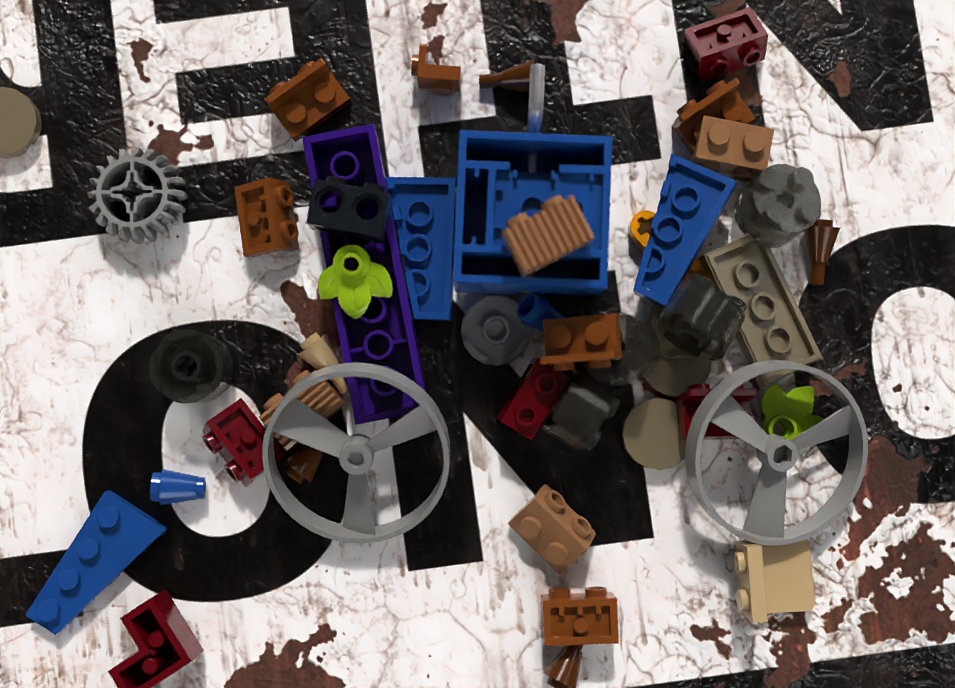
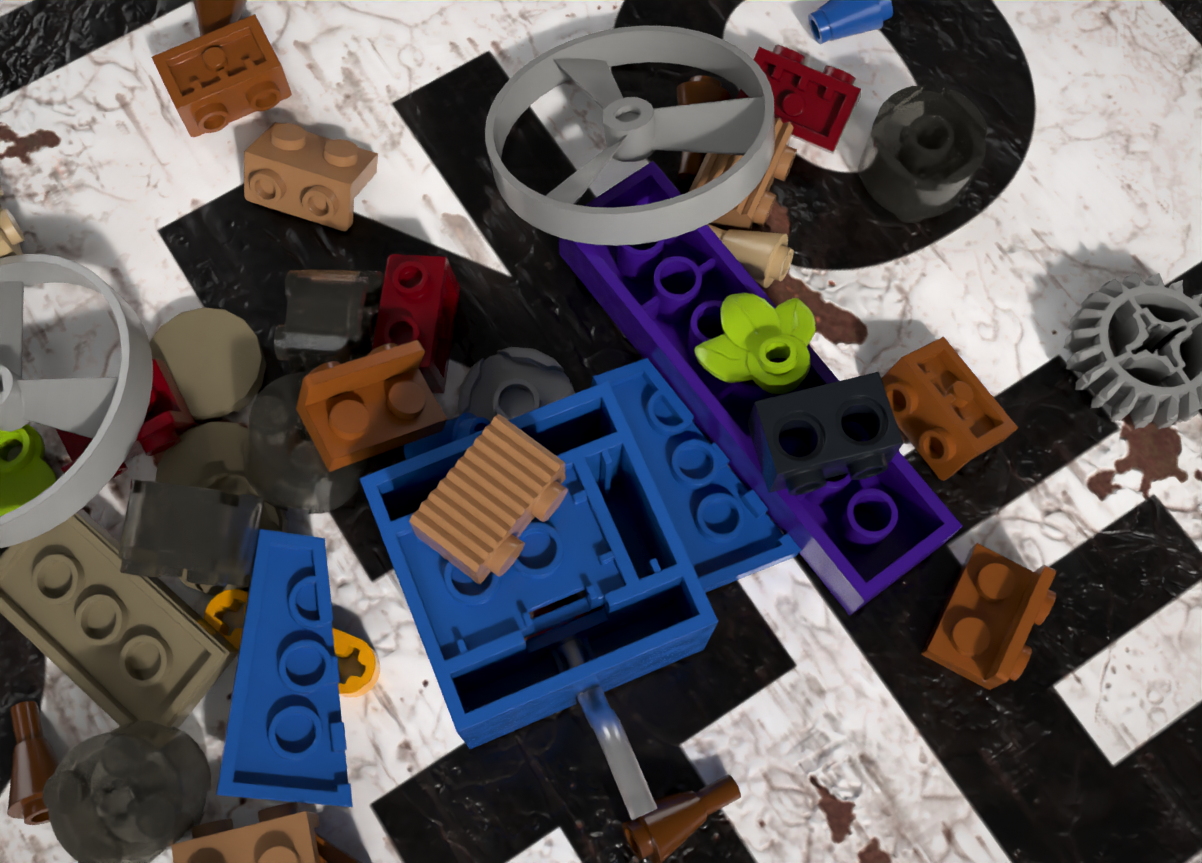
camera: 150 degrees right, 15 degrees down
(437, 78) = (797, 749): dark orange bracket -> none

